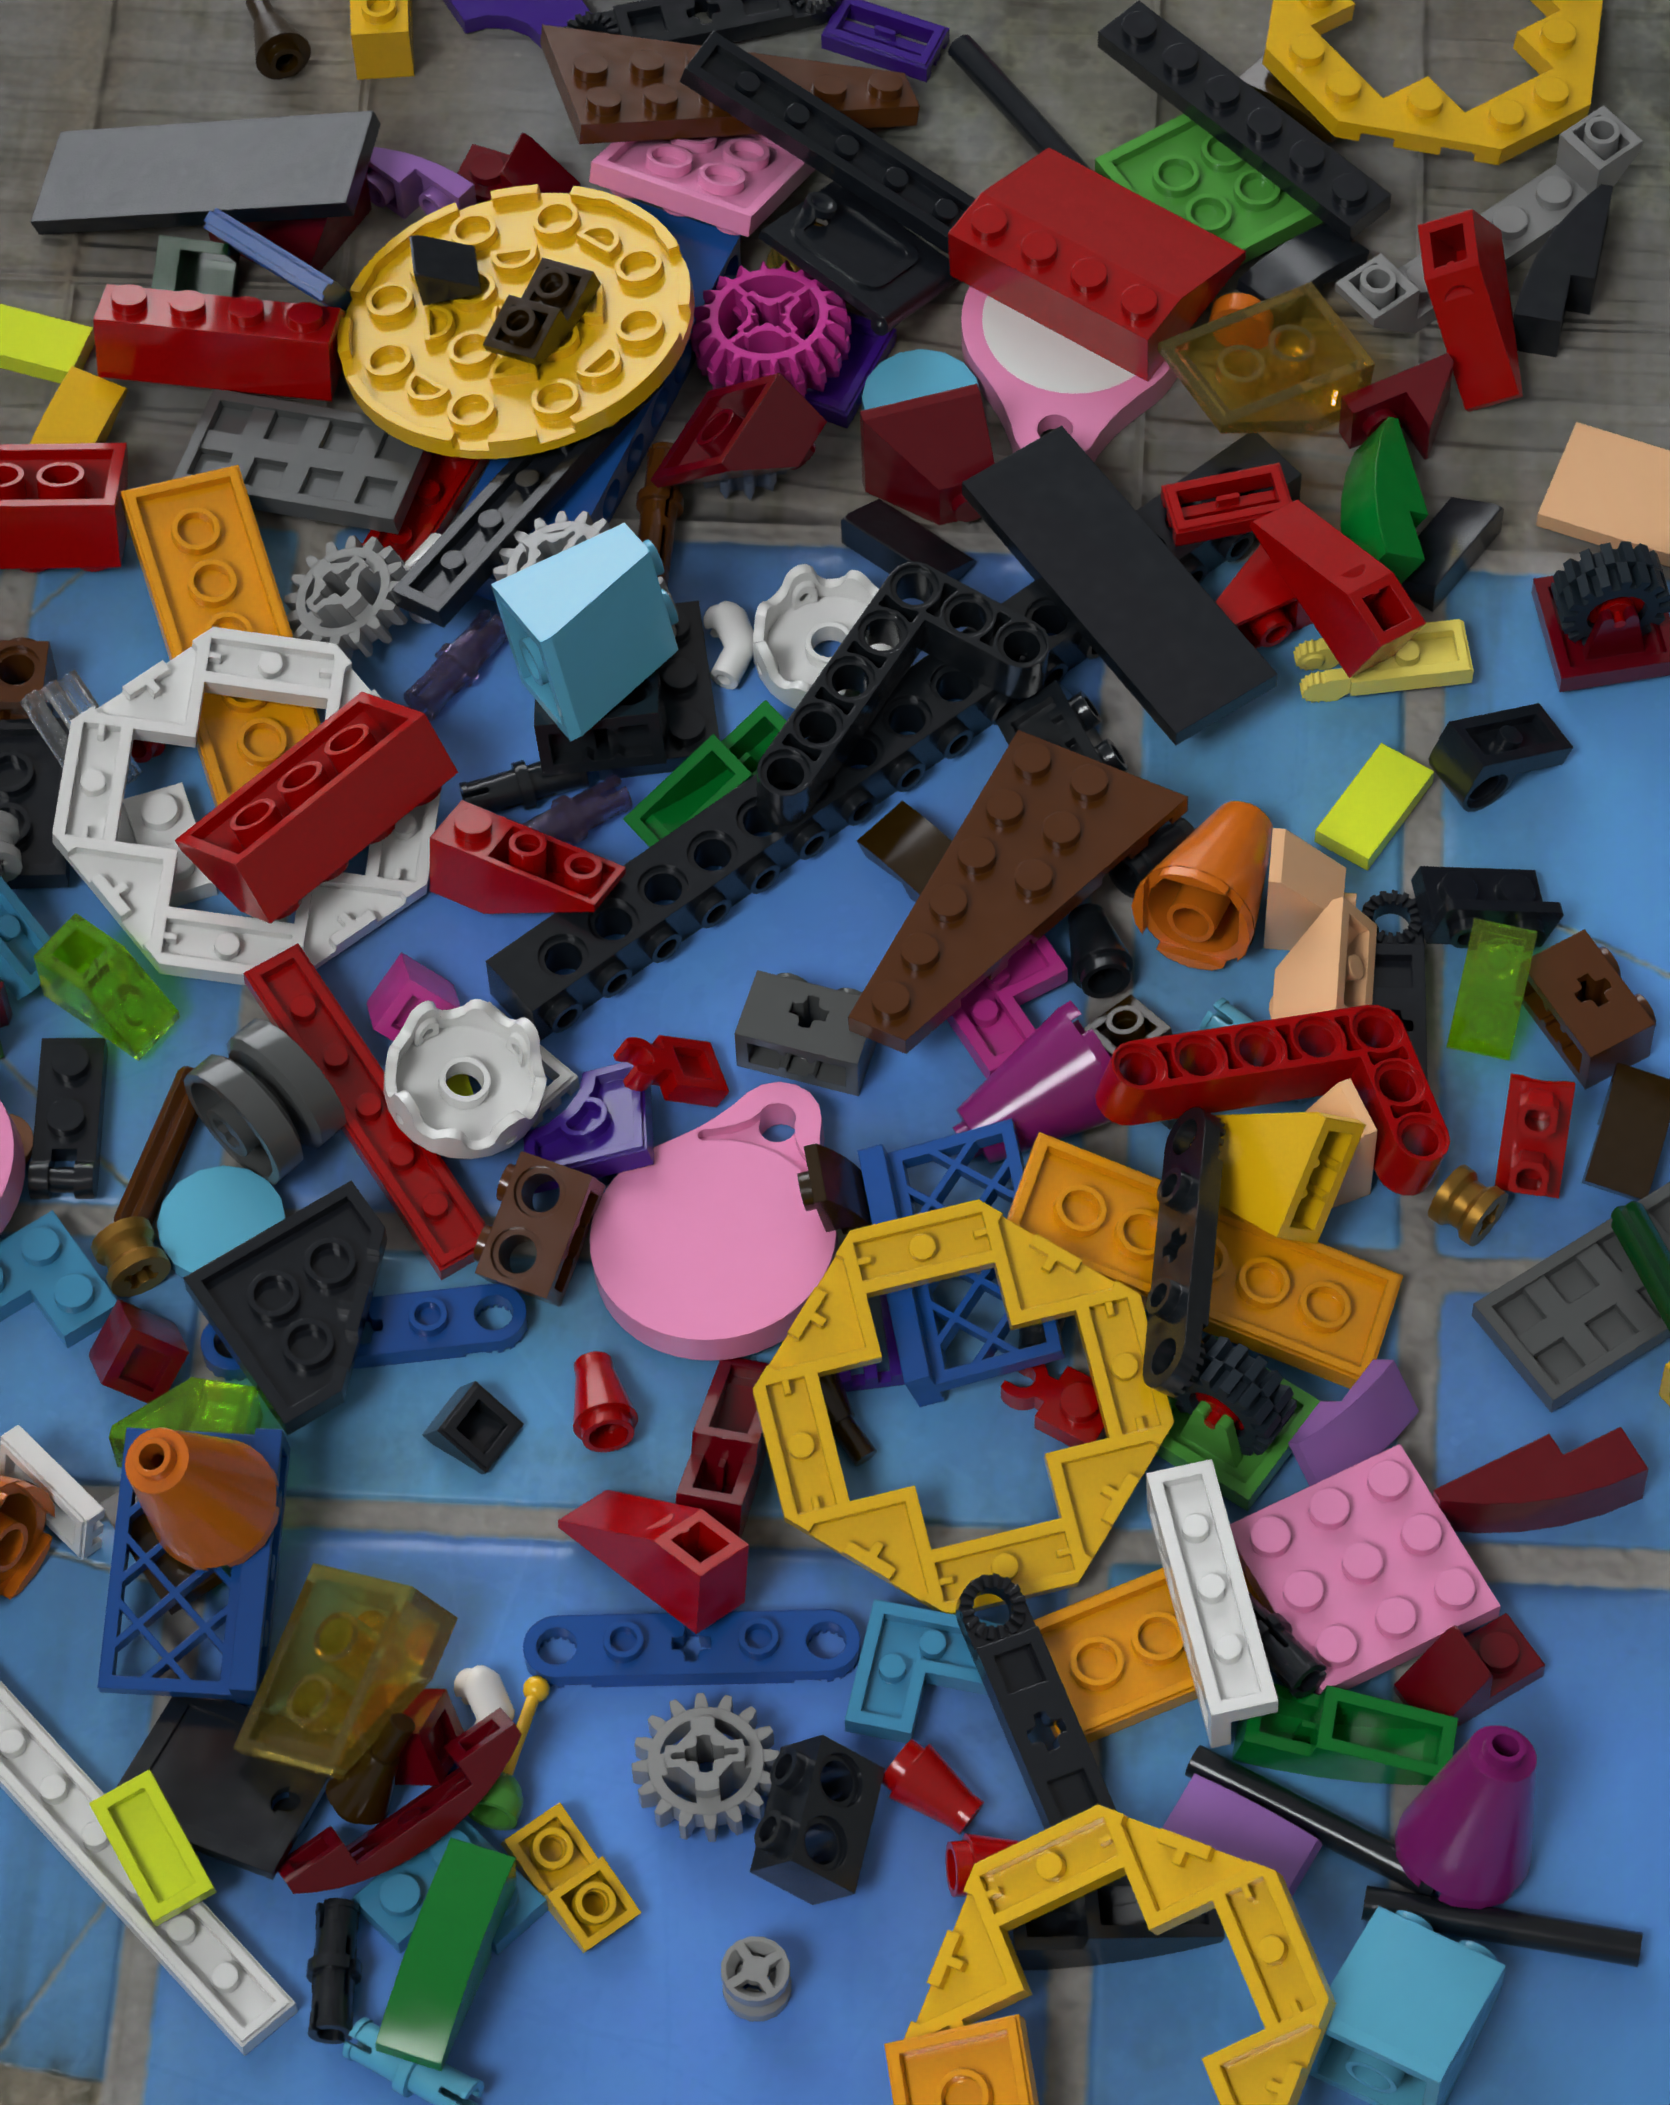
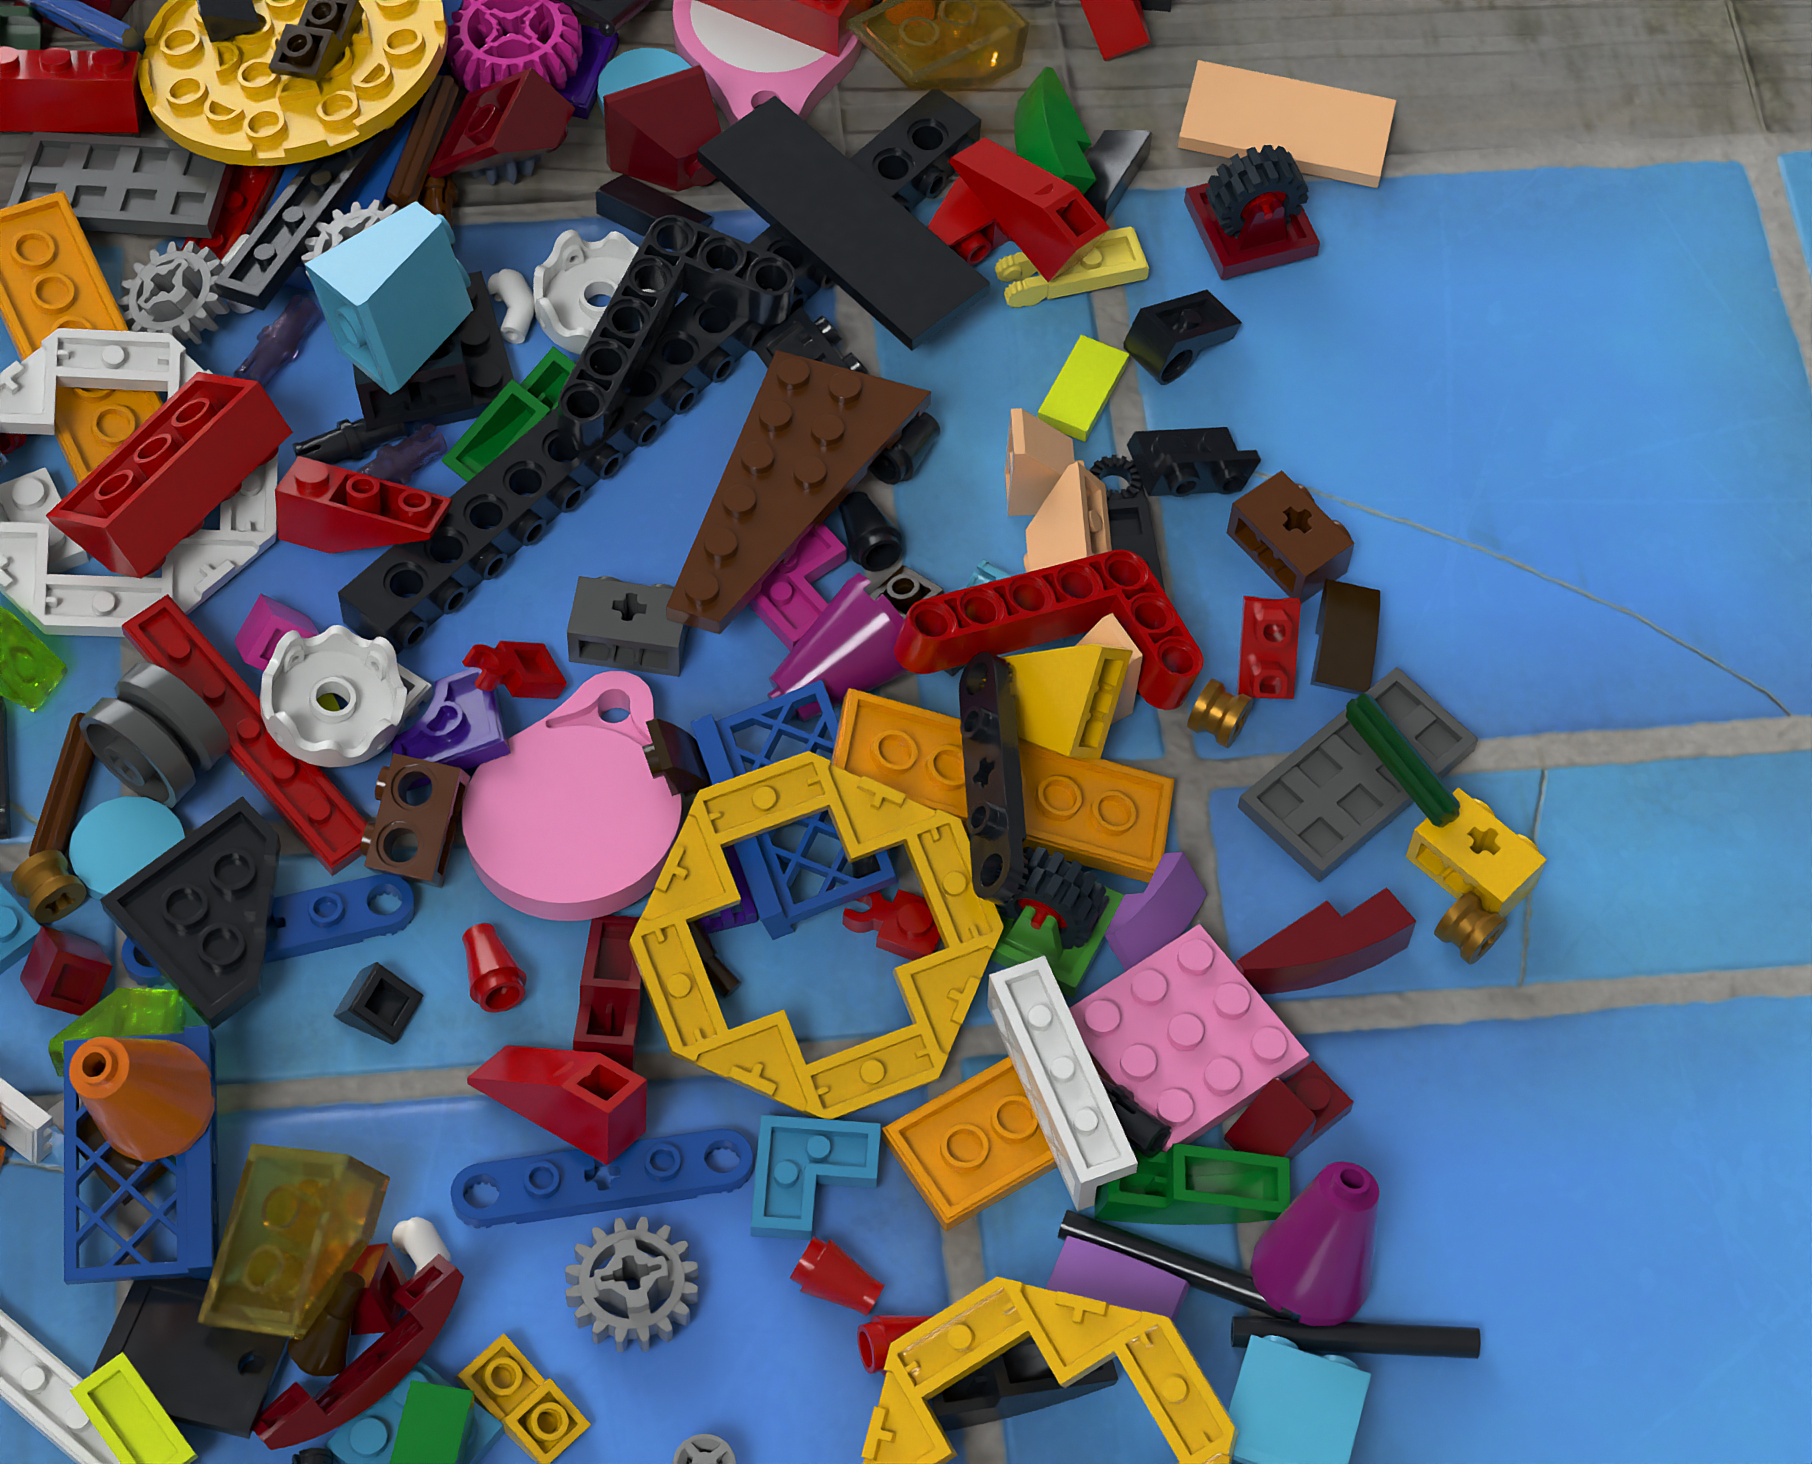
camera: 15 degrees left, 0 degrees up
(504, 1801) = (454, 1338): bright green hinge -> none
(650, 443) = (422, 141): none -> reddish brown axle
(817, 1820) = (740, 1320): black brick -> none
(905, 847) = (692, 461): dark brown slope -> none
(1028, 1687) = (906, 1178): black piece -> none
(1208, 889) = (957, 470): orange cone -> none
(1230, 512) = (927, 155): red tile -> none
(1412, 396) = (1060, 48): dark red slope -> none
(1491, 989) = (1211, 528): clear neon green slope -> none

